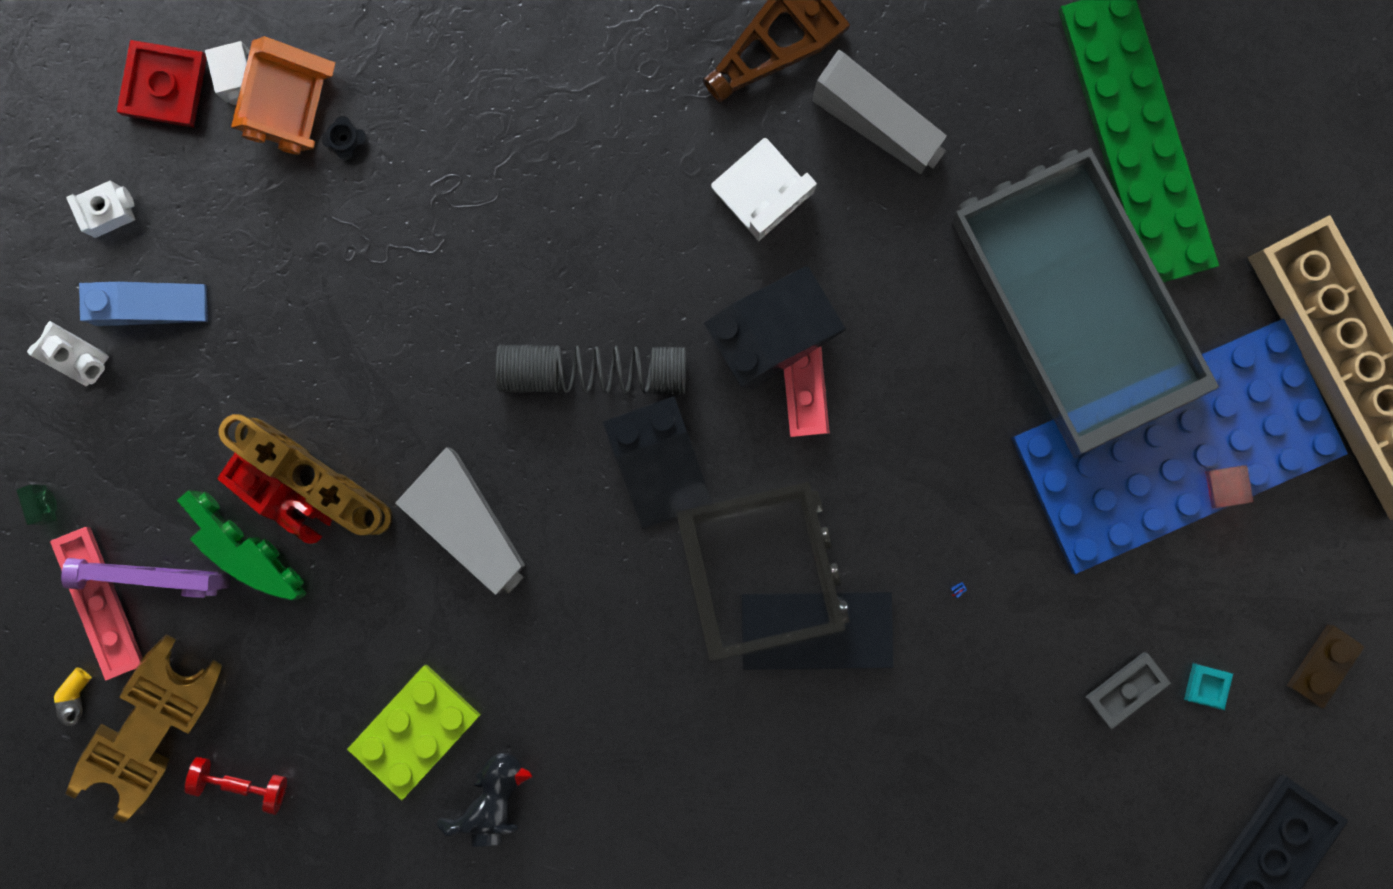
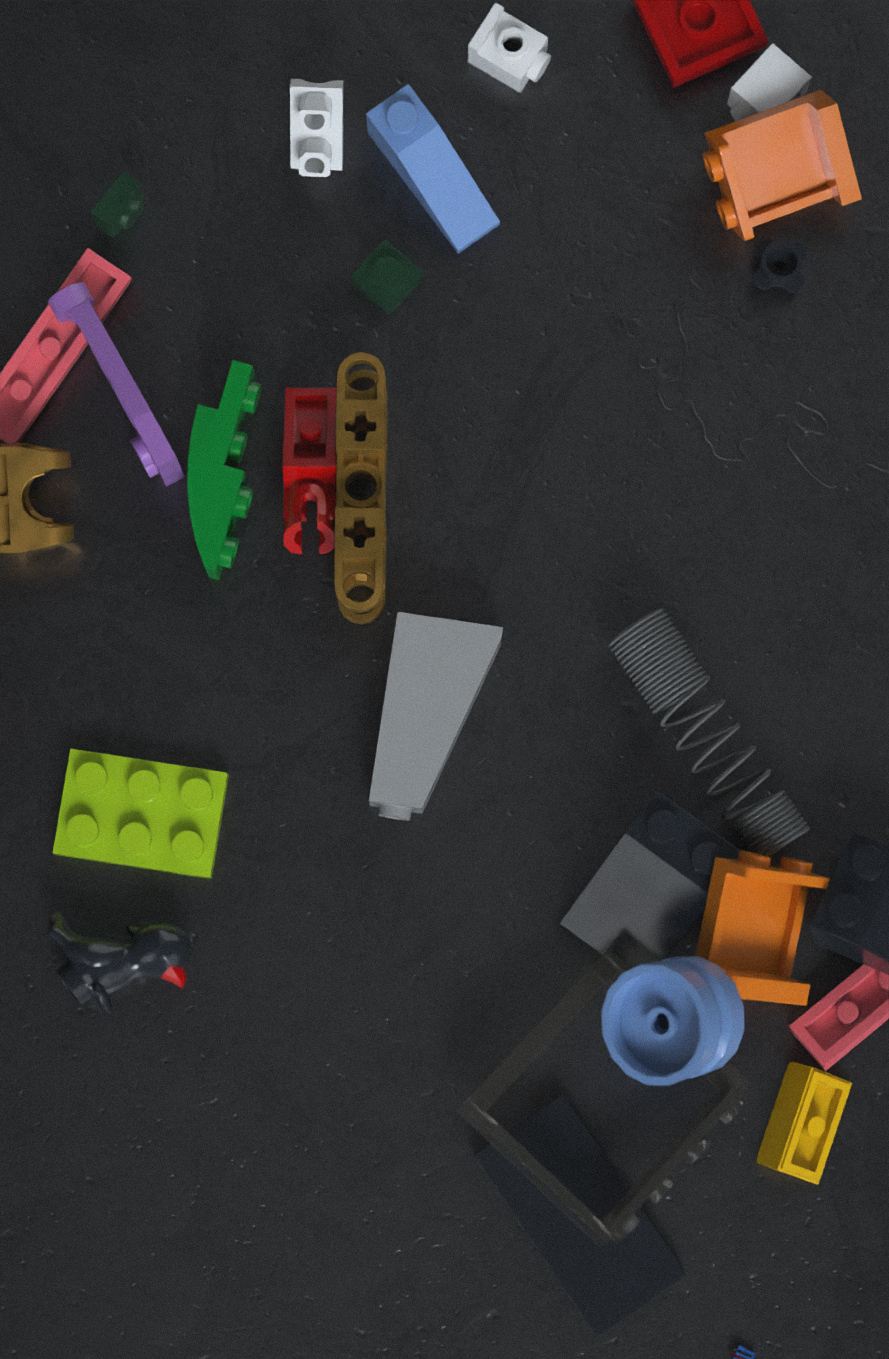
camera: 55 degrees right, 5 degrees down
(192, 373) = (387, 277): none -> clear green plate
(721, 420) = (756, 924): none -> orange panel
(743, 505) = (672, 1020): none -> medium blue wheel
(850, 465) = (803, 1122): none -> yellow slope

